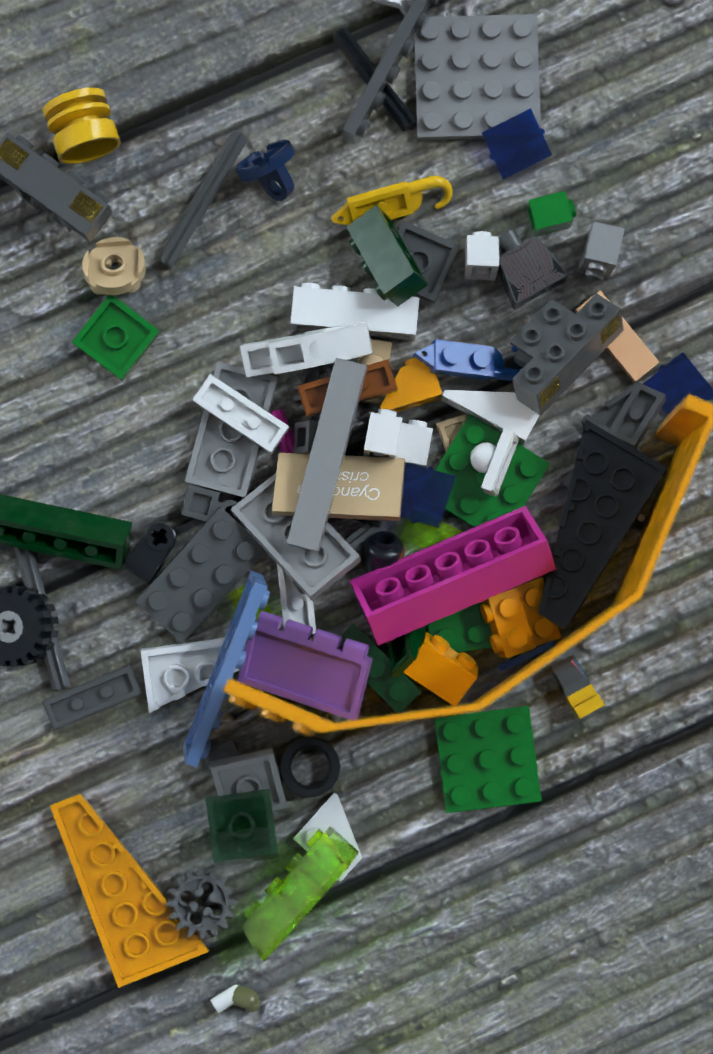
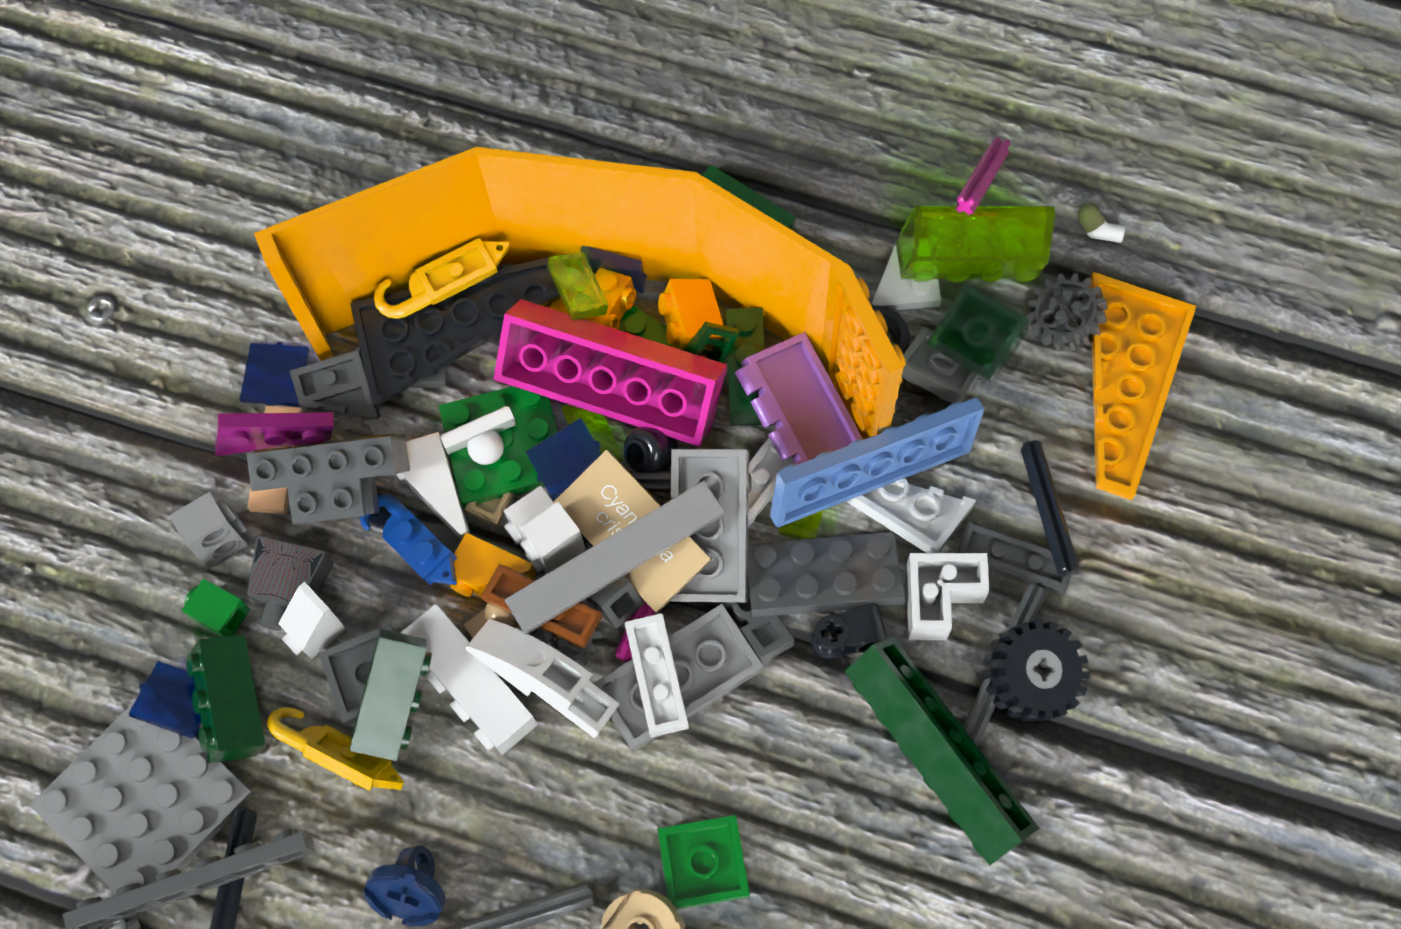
camera: 135 degrees left, 15 degrees down
(97, 748) = (1049, 509): none -> black axle
(124, 628) = (938, 581): none -> white brick
(335, 947) = (982, 176): none -> dark pink axle
(485, 169) = (225, 698): none -> dark green brick
(527, 611) = (577, 285): none -> clear neon green plate
(620, 537) = (445, 277): none -> yellow plate
(625, 343) = (260, 431): none -> magenta wing

